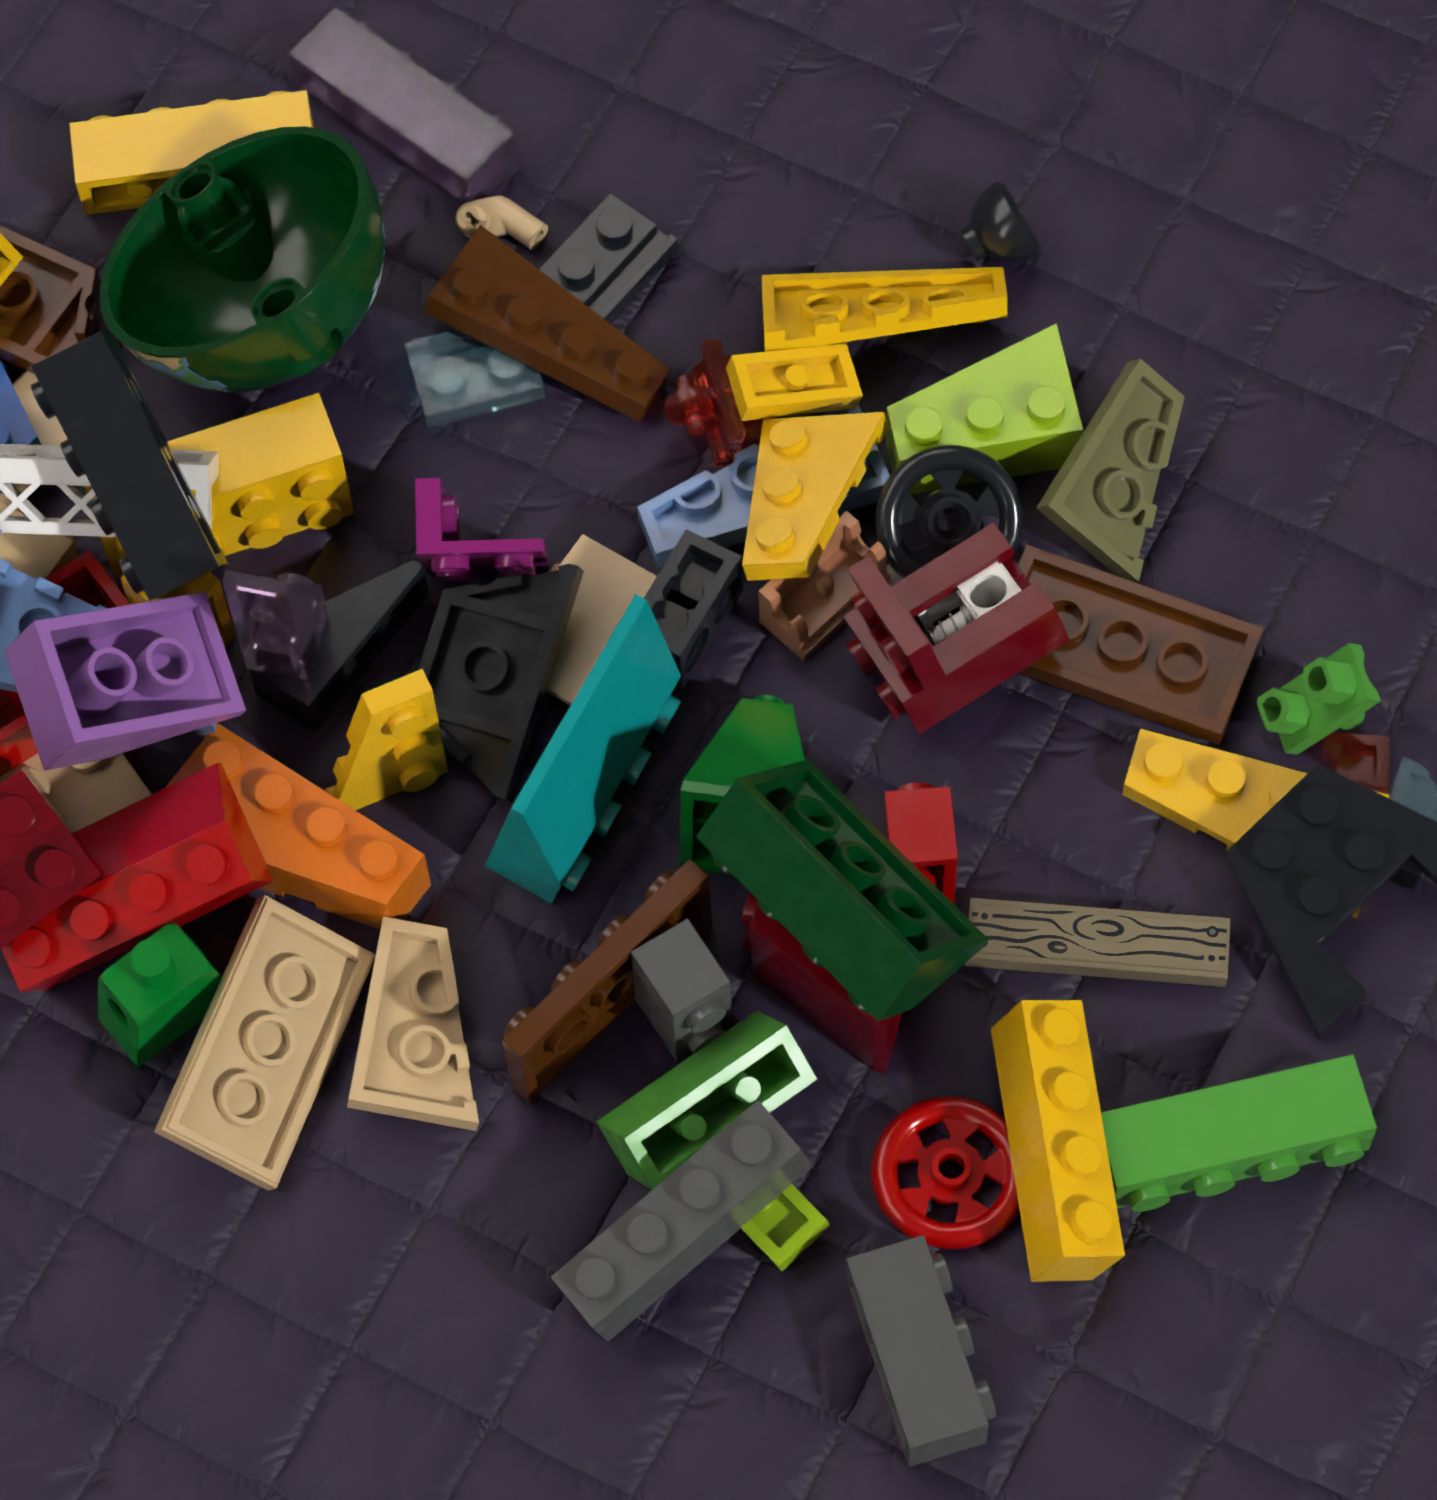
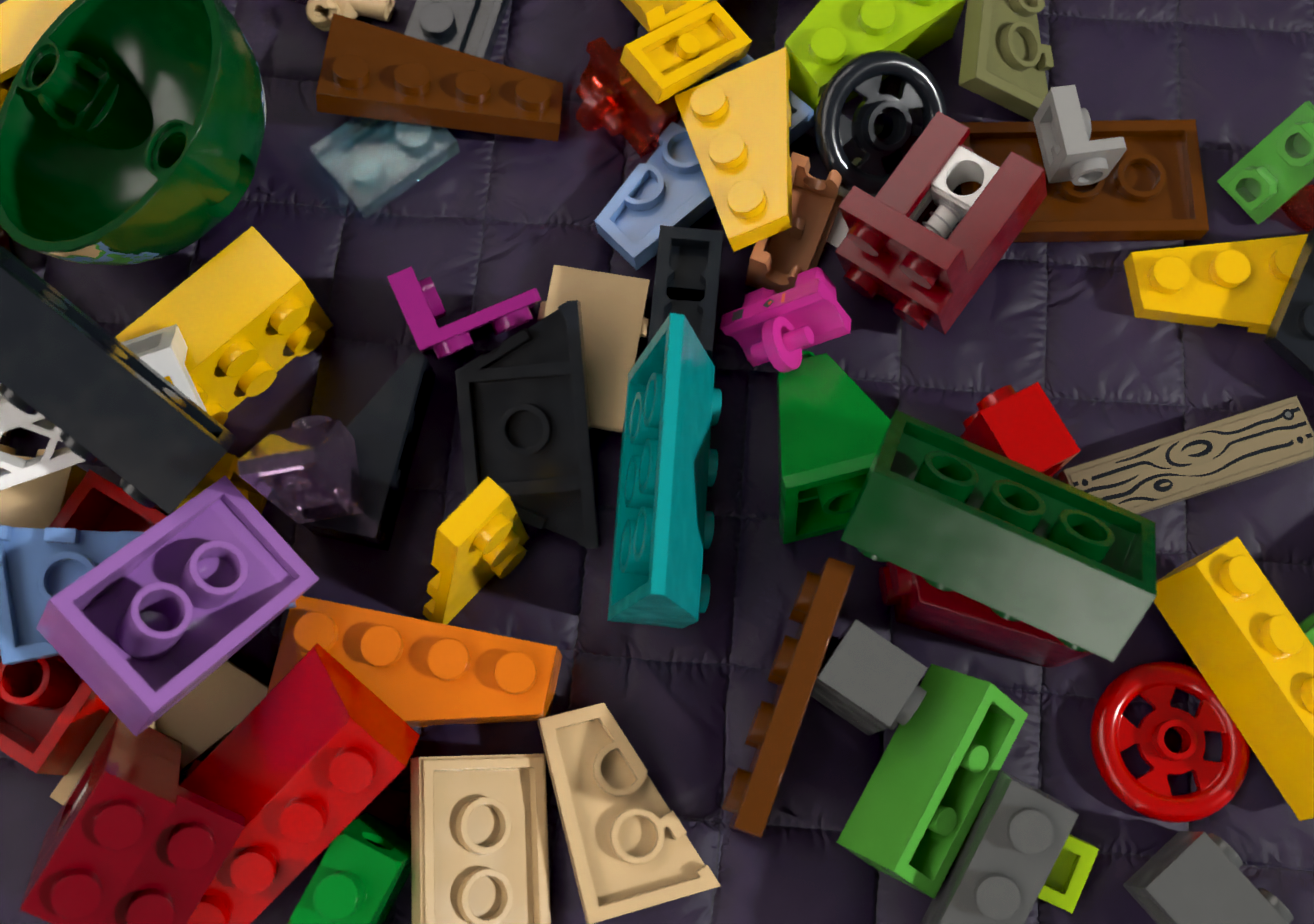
camera: 25 degrees left, 10 degrees up
(769, 661) = (785, 323): none -> dark pink hips
(1113, 612) = (1064, 140): none -> light grey bracket

